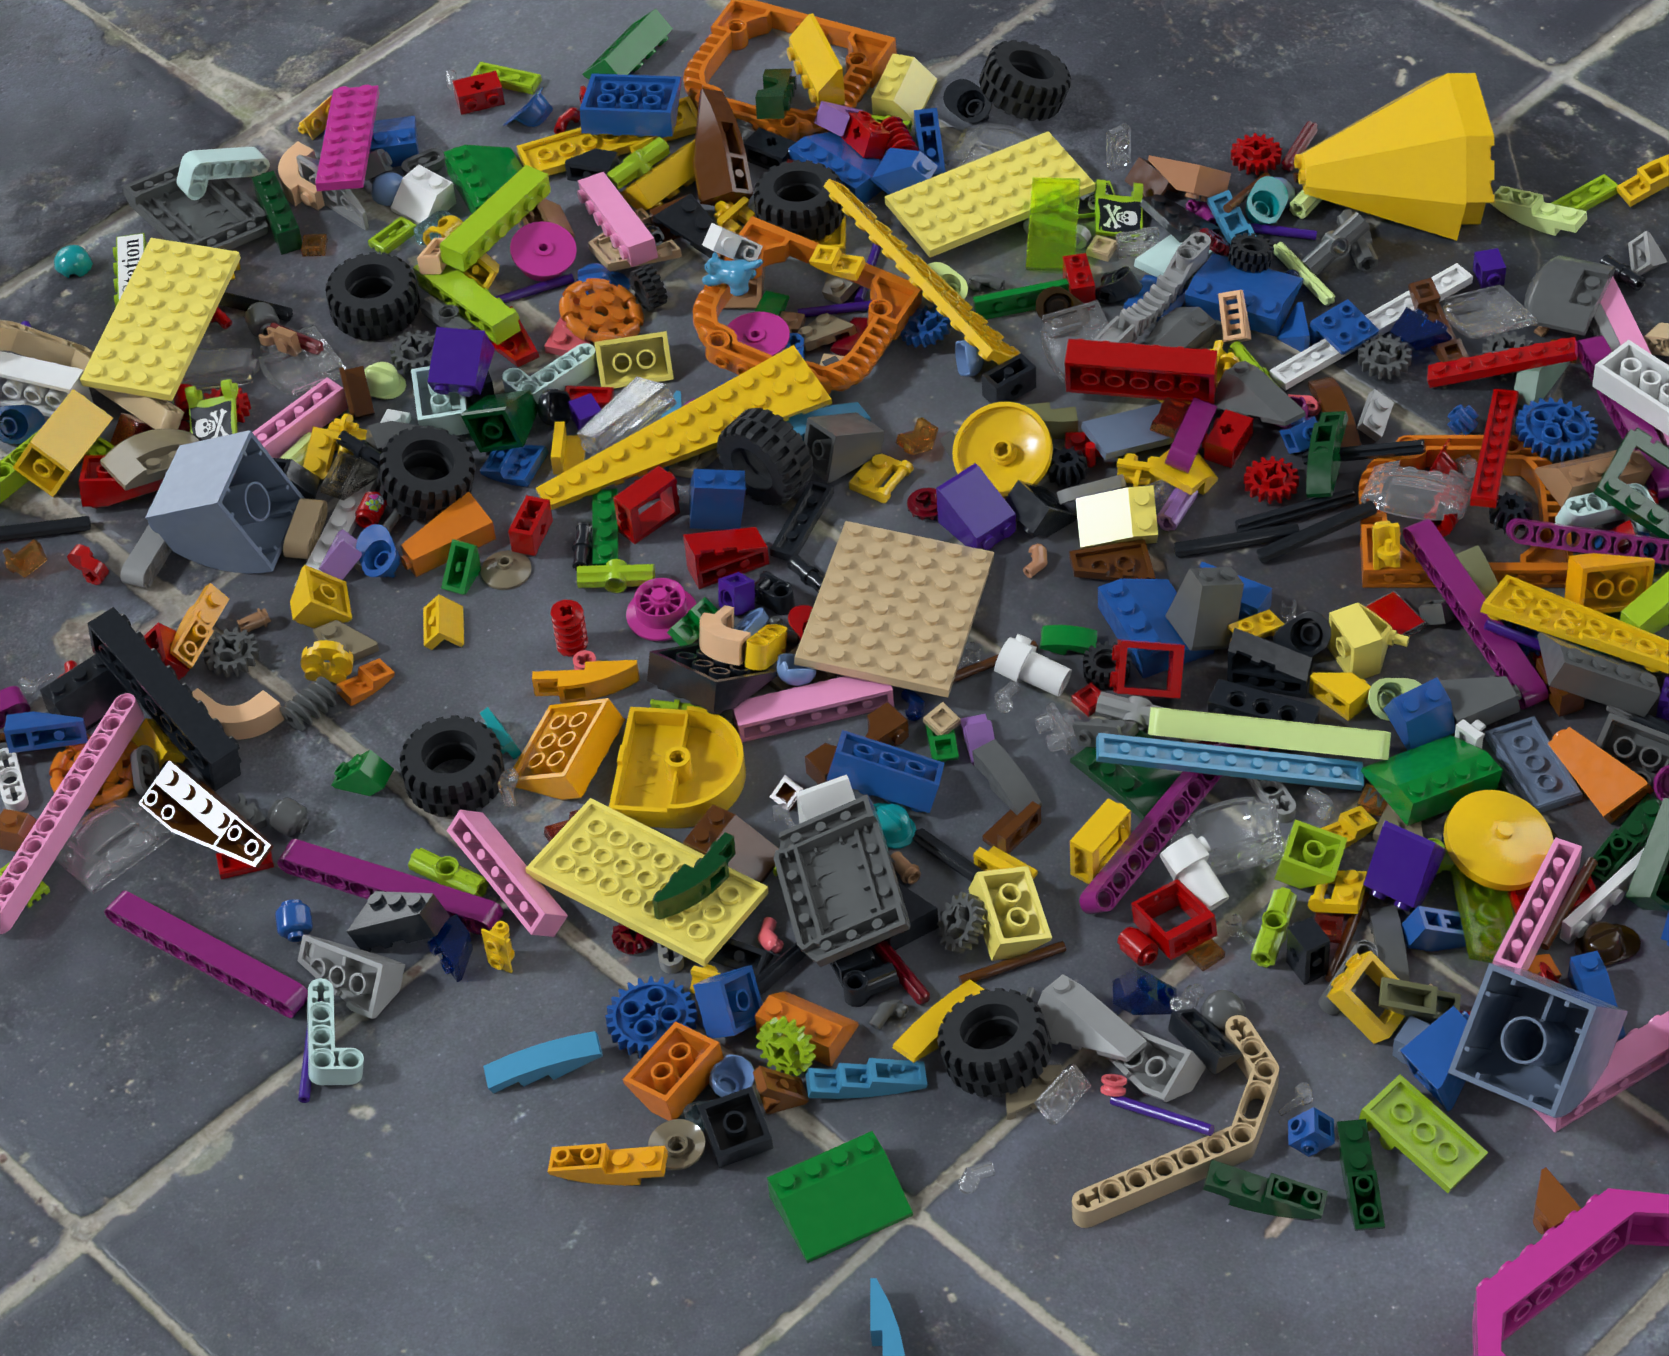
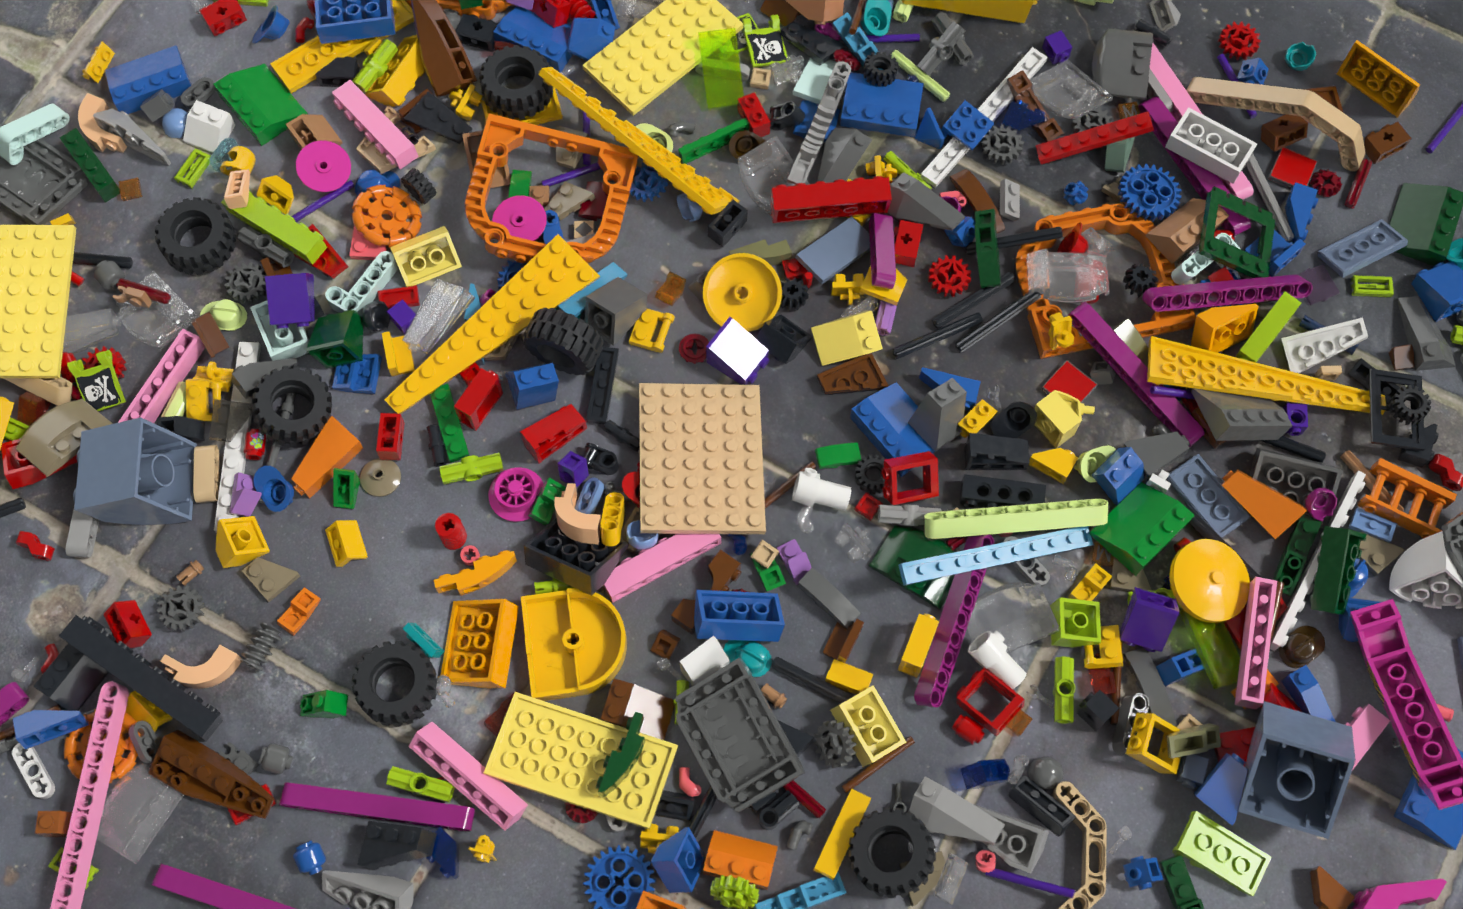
camera: 20 degrees left, 20 degrees up
(197, 625) = (144, 593): light orange slope -> none
(334, 671) = (264, 605): yellow plate -> none
(347, 138) = (130, 88): dark pink plate -> none
(360, 448) = (231, 395): black pin -> none
(495, 218) = (277, 148): lime brick -> none
(731, 244) = (483, 150): white slope -> none
(733, 273) = (492, 175): dark azure animal -> none
(835, 263) = (568, 145): yellow slope -> none
(1039, 560) = (795, 385): nougat arm -> none
(1087, 731) = (892, 540): dark grey bracket -> none
(1104, 485) = (818, 313): light grey beam -> none
(1170, 417) = (859, 234): clear red slope -> none
(1245, 334) = (888, 146): light nougat slope -> none
(1494, 448) = (1112, 222): red tile -> none

